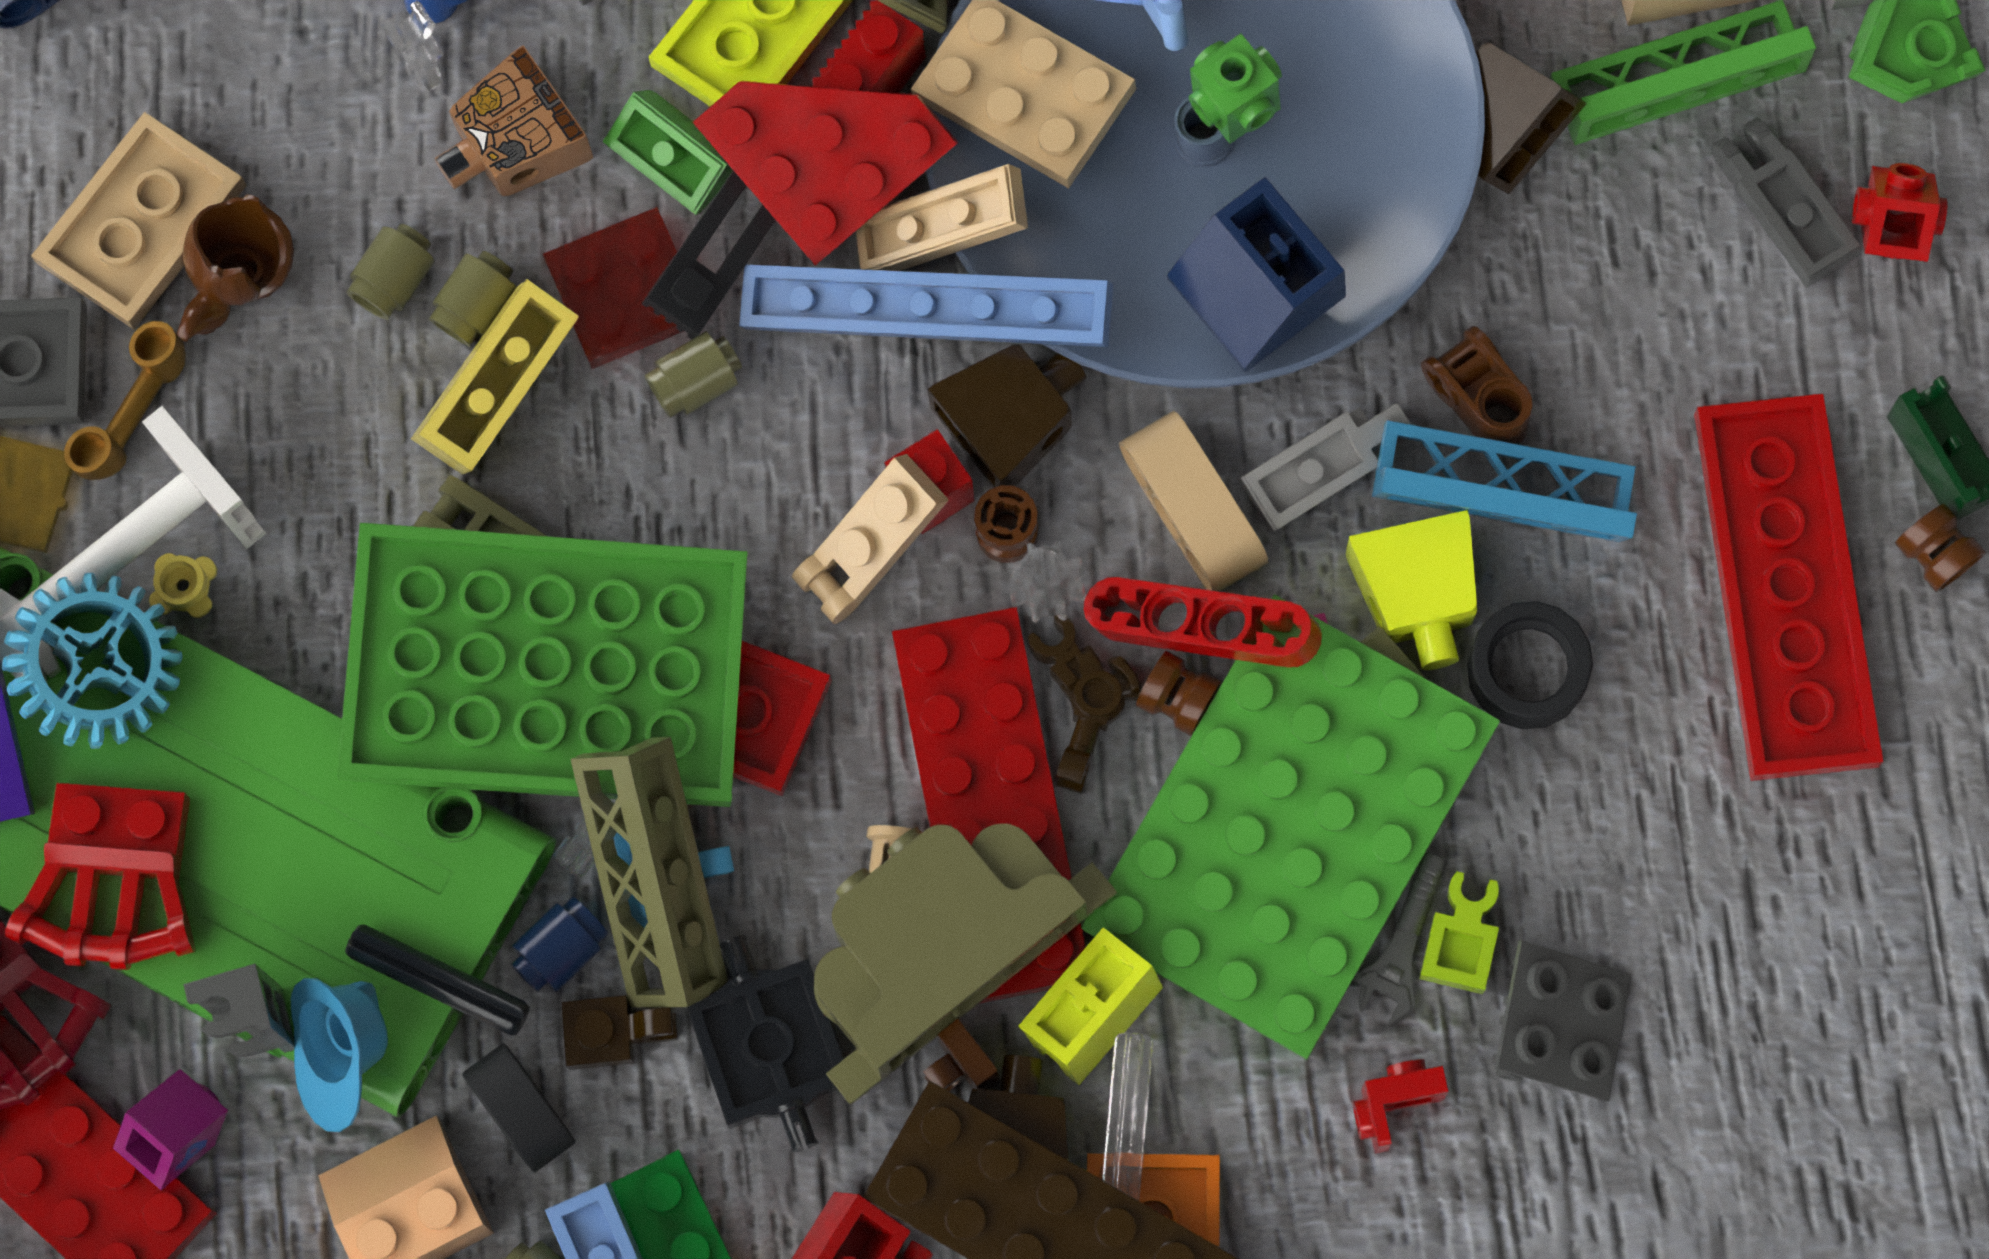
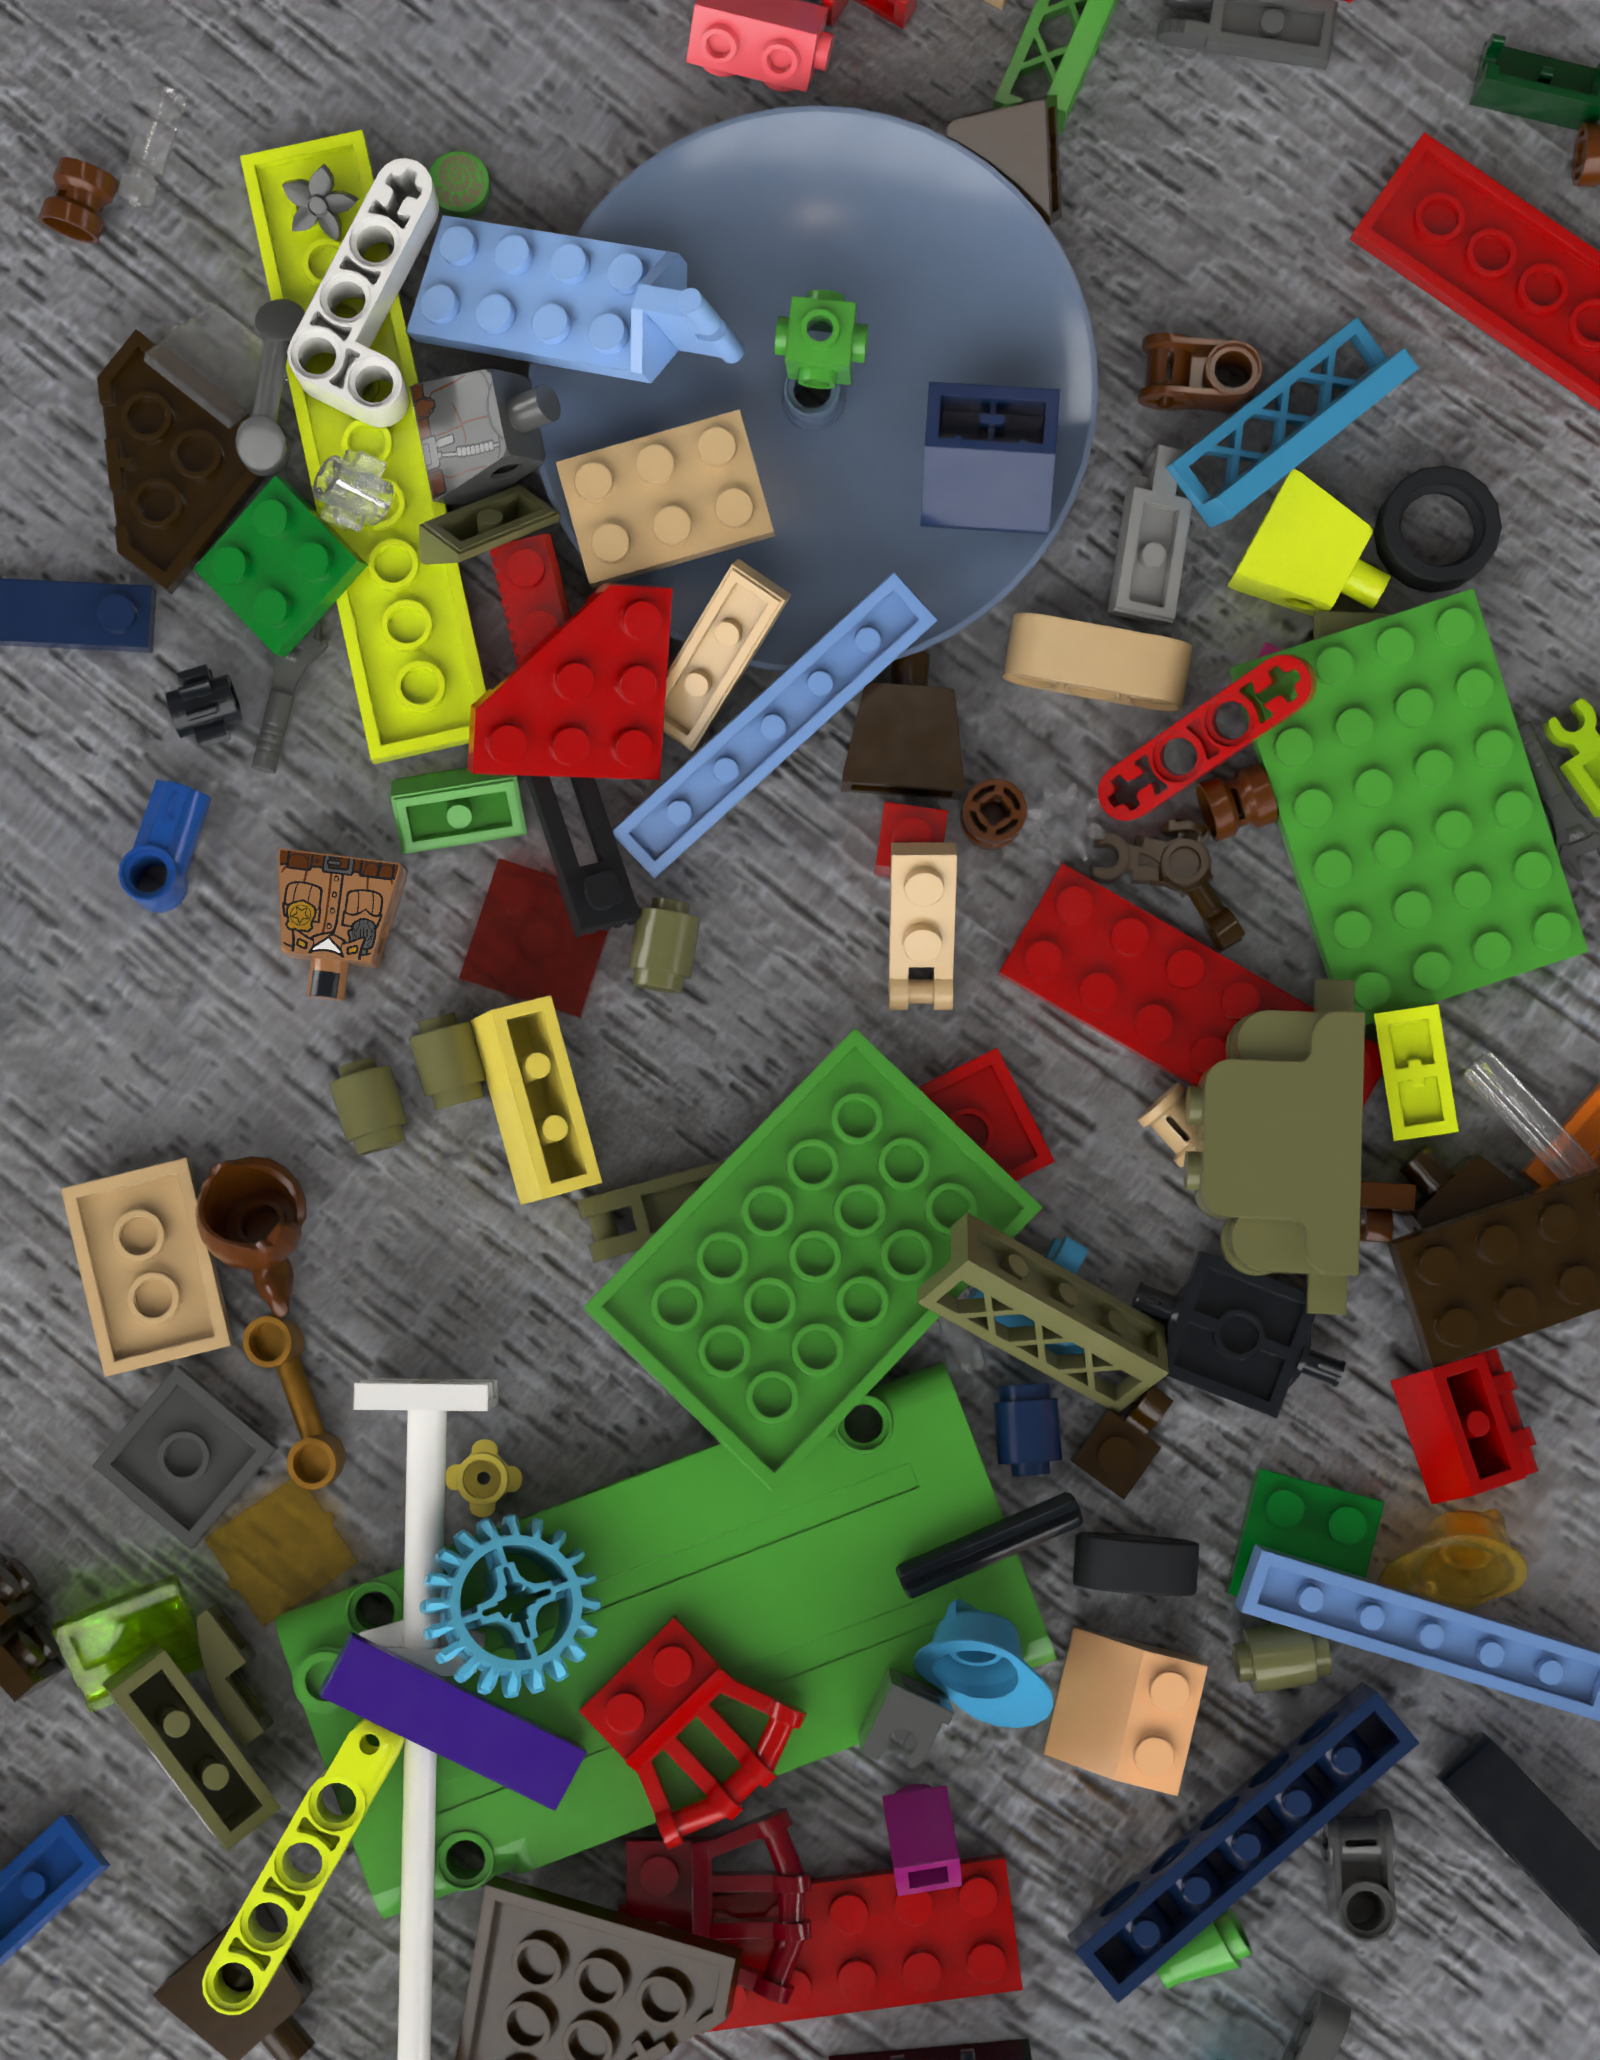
camera: 60 degrees left, 10 degrees up
(415, 45) = (198, 931): clear plate -> none

